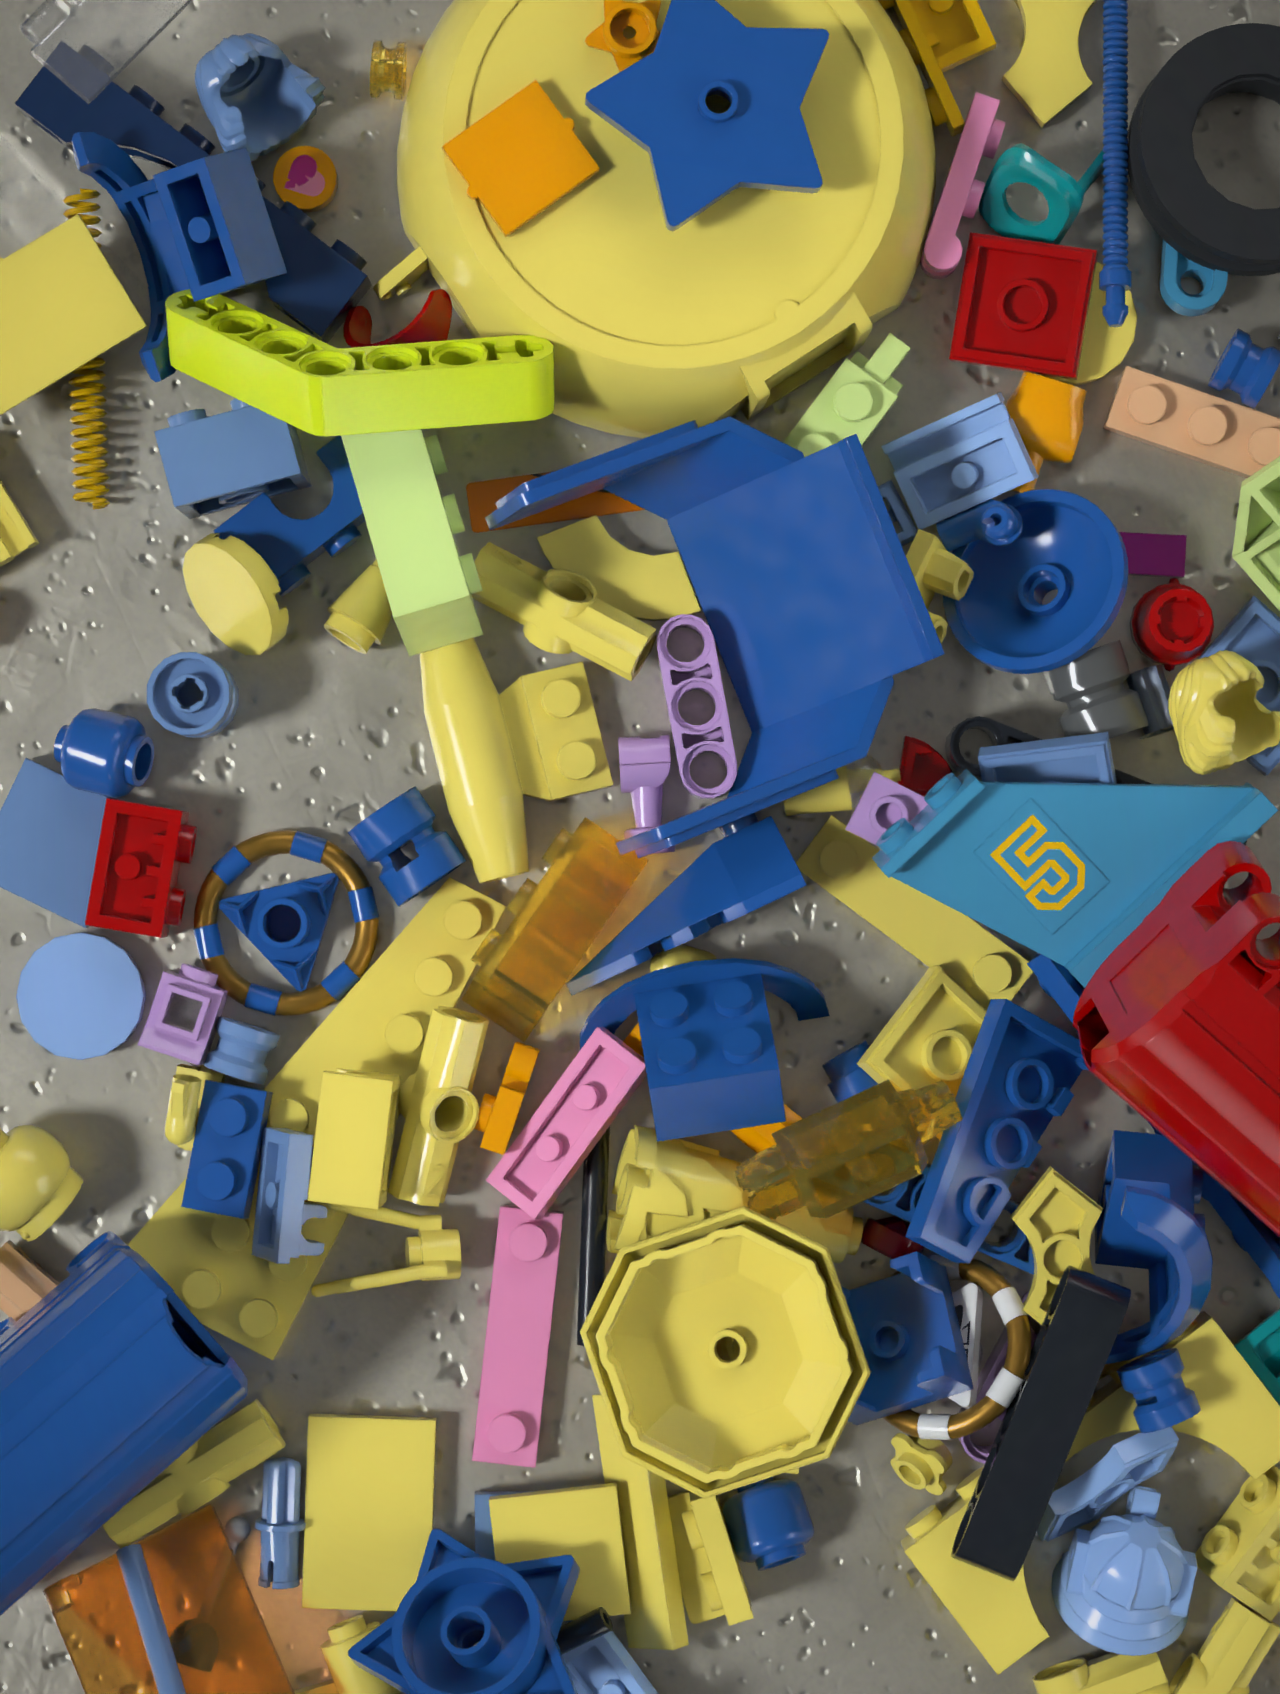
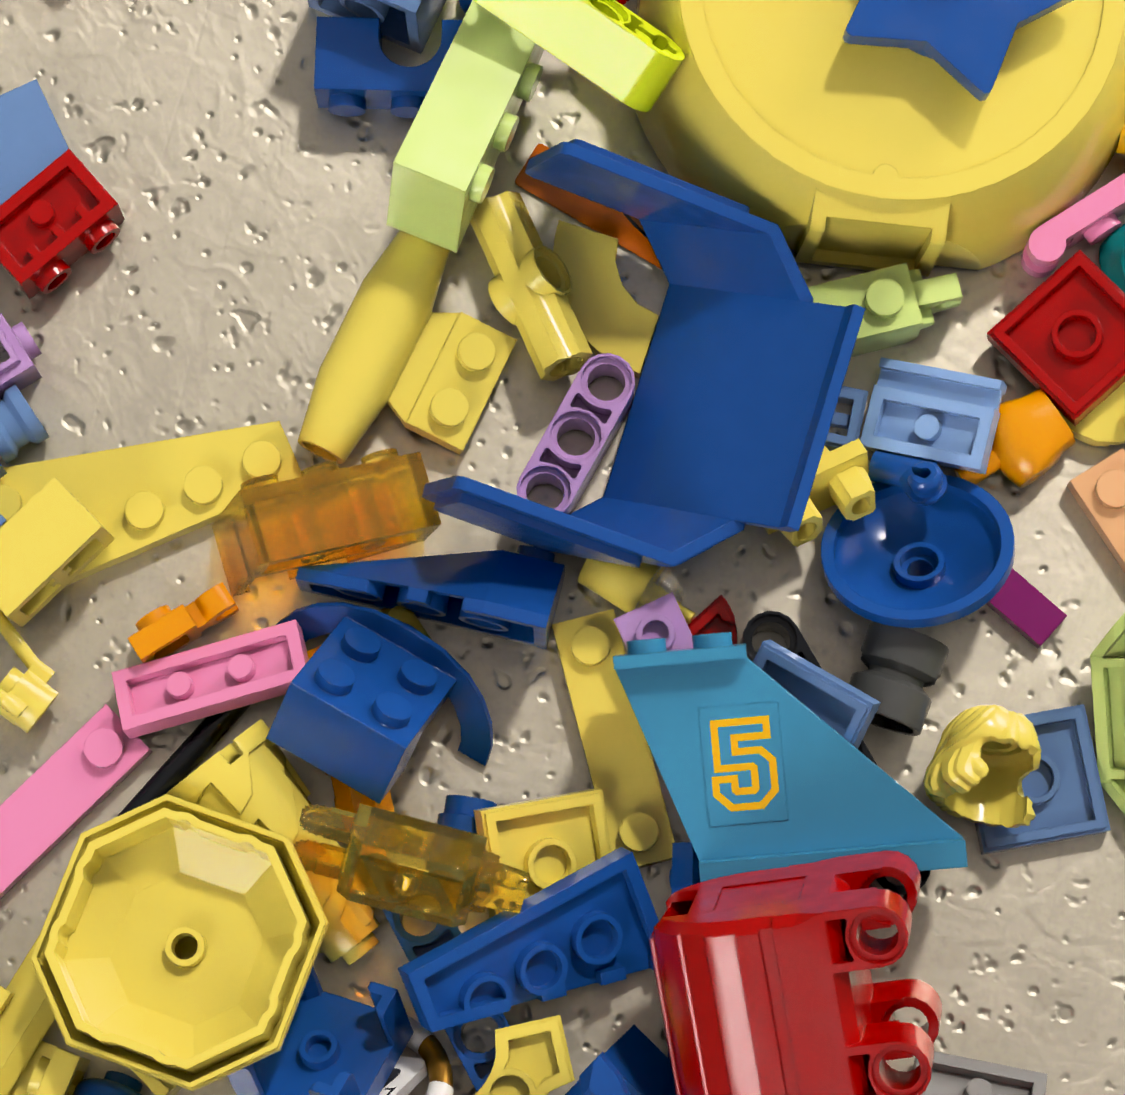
camera: 40 degrees right, 10 degrees down
(104, 753) = (97, 120): blue head -> none
(192, 695) = (199, 127): medium blue wheel -> none
(235, 594) = (292, 74): light yellow tile -> none
(286, 923) = (127, 359): blue piece -> none
(361, 612) = (370, 171): light yellow cone -> none
(393, 827) = (272, 348): blue wheel -> none
(446, 1079) = (93, 611): light yellow piece -> none
(642, 773) = (495, 458): lavender leg -> none
(889, 1238) = (384, 970): dark red tile -> none
(1154, 696) = (944, 708): sand blue piece -> none
(1171, 624) = (1001, 673): red piece -> none

